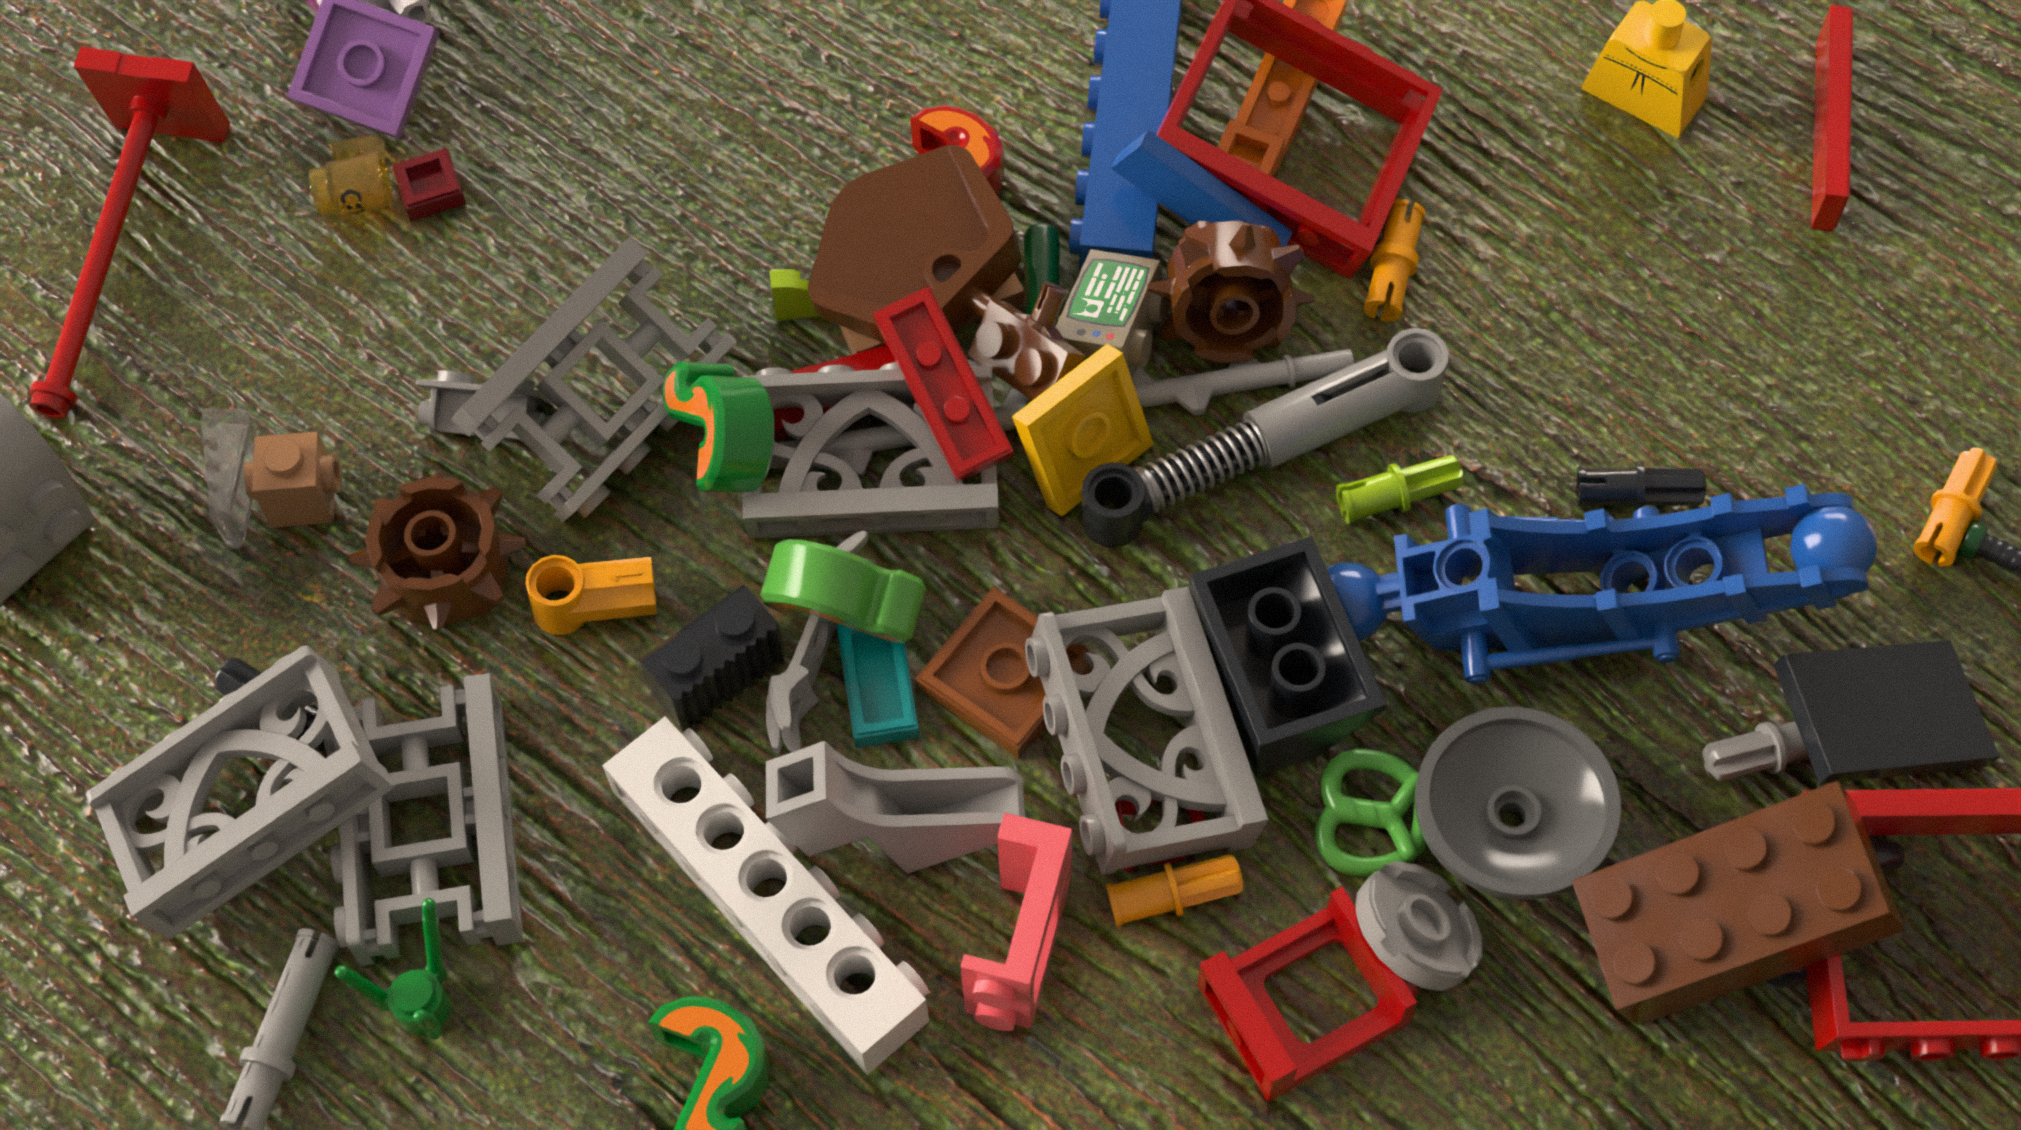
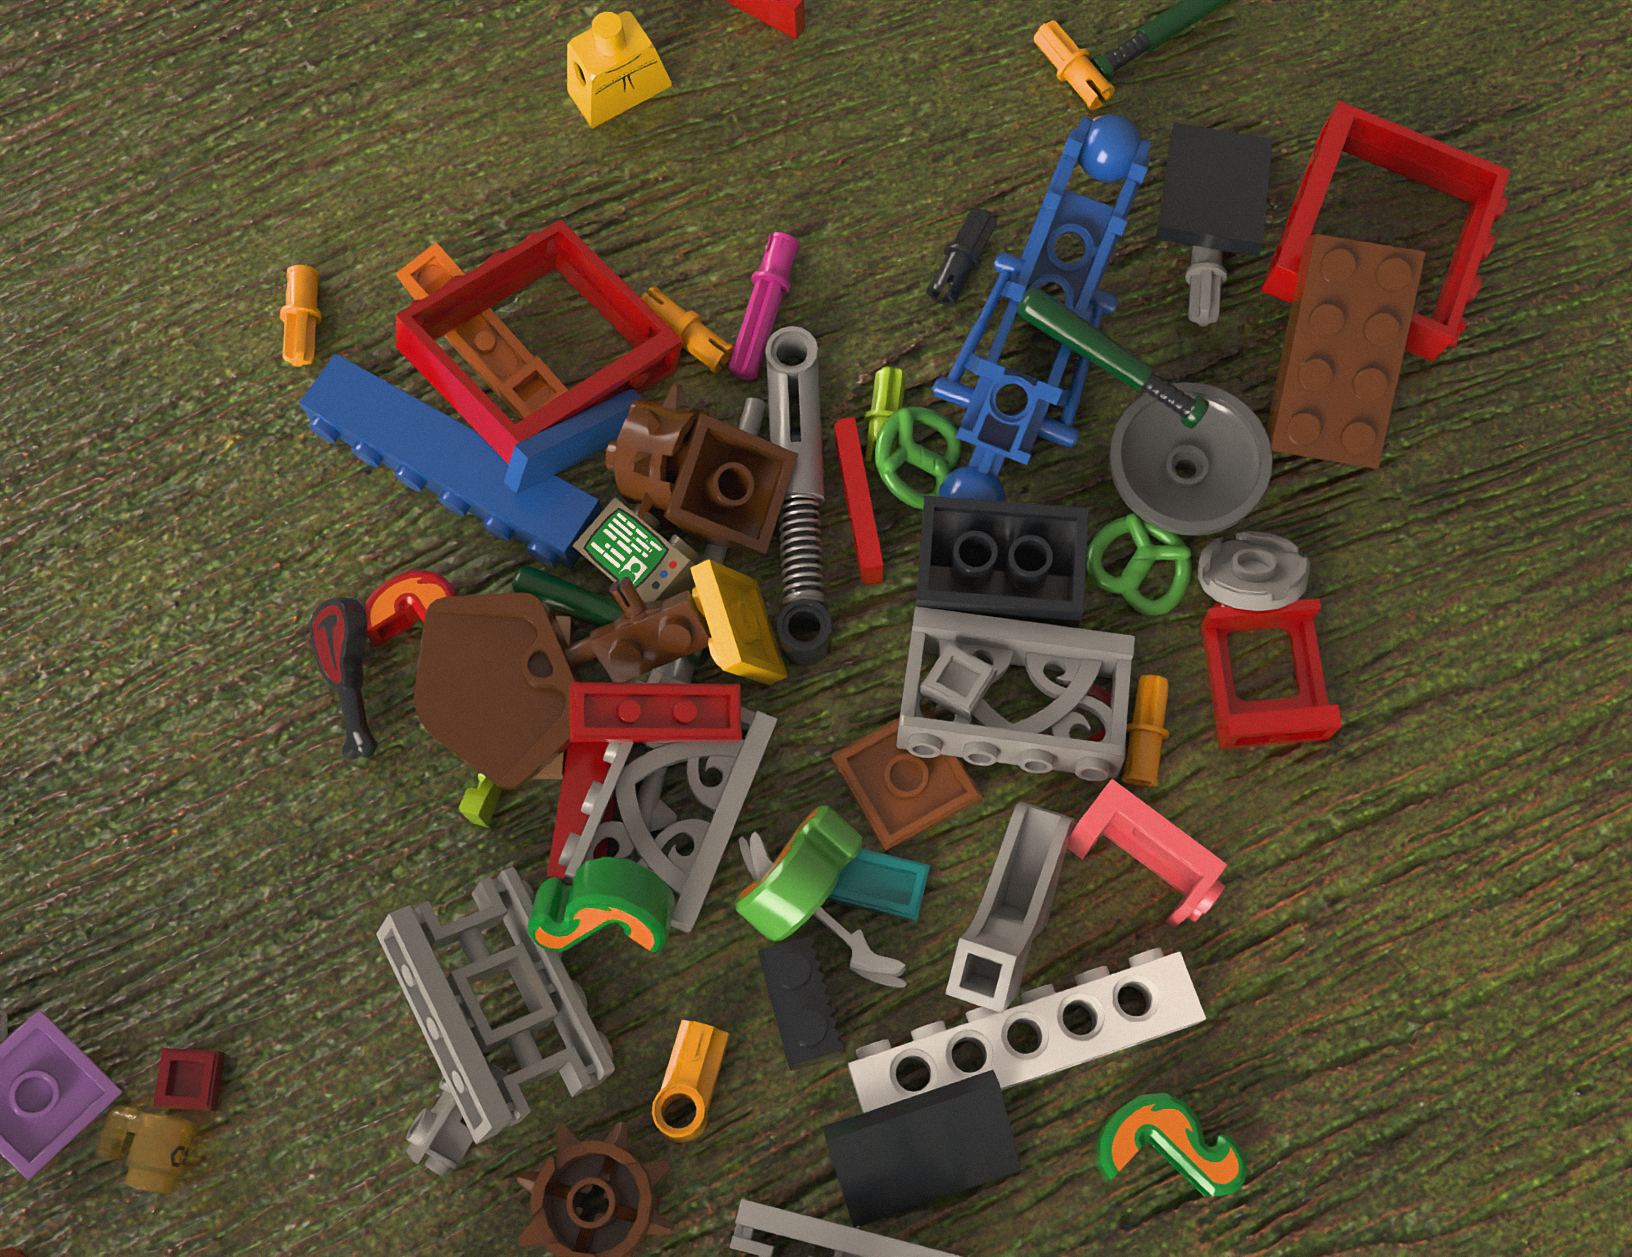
camera: 65 degrees left, 10 degrees up
(609, 826) = (922, 1148): none -> black tile
(884, 114) = (338, 643): none -> black piece
(1124, 660) = (958, 681): none -> light grey tile
(1225, 351) = (730, 487): none -> reddish brown slope
(1287, 497) = (858, 501): none -> red tile
(1371, 518) = (913, 453): none -> bright green piece
(1472, 319) = (769, 287): none -> dark pink axle
(1576, 643) = (1088, 341): none -> dark green piece

